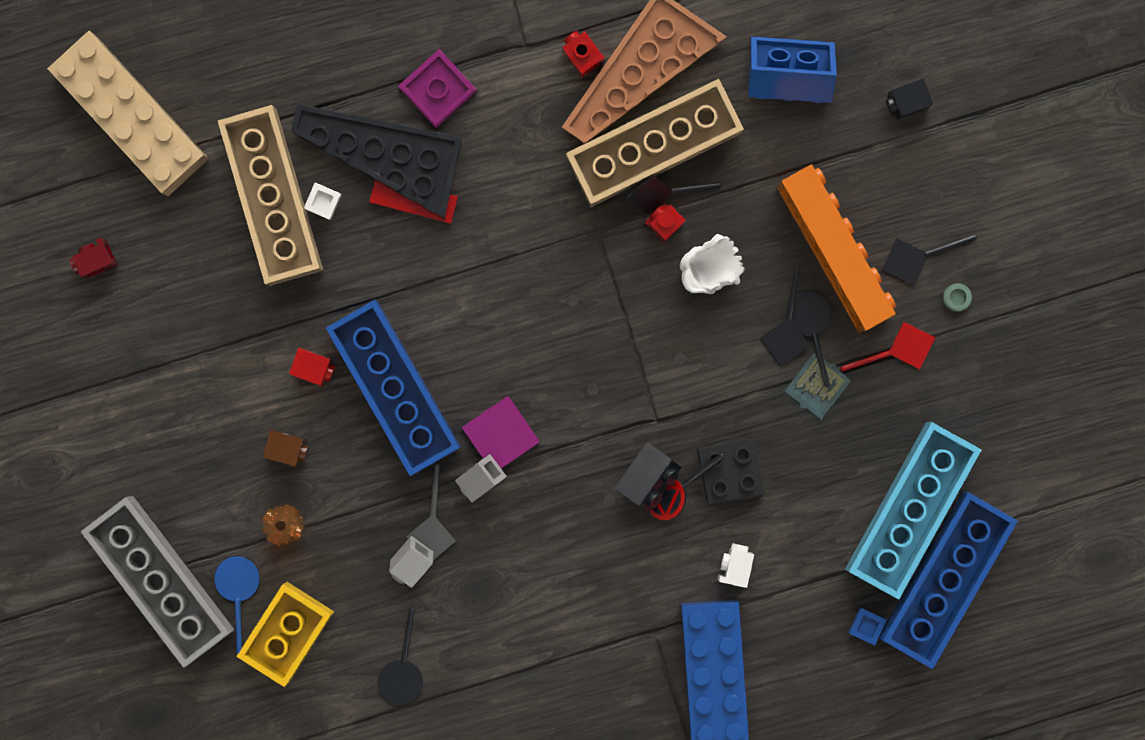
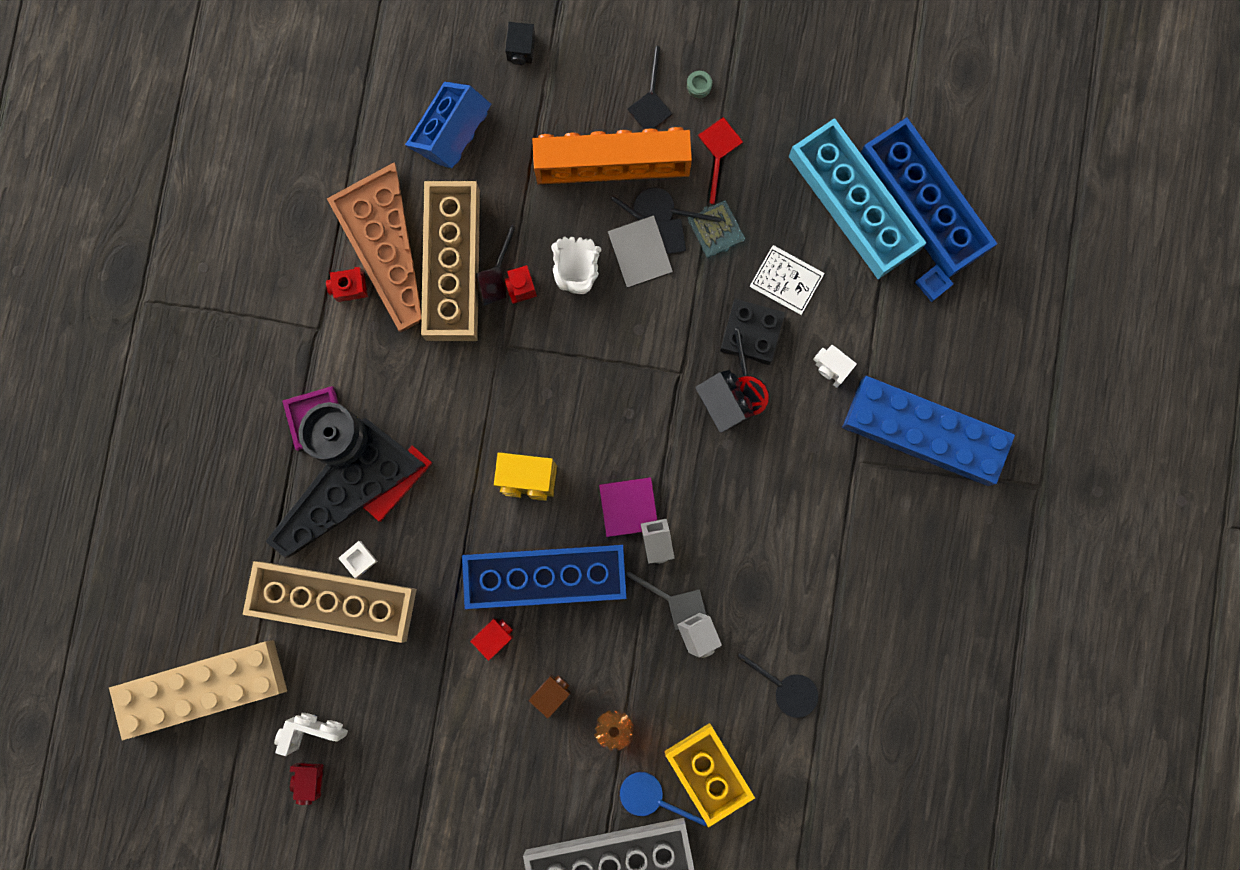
camera: 65 degrees left, 5 degrees down
(147, 233) = (290, 736): none -> white bracket
(431, 102) = (333, 434): none -> black wheel
(478, 321) = (525, 475): none -> yellow brick
(757, 322) = (640, 251): none -> light grey sticker
(801, 480) = (787, 279): none -> white sticker

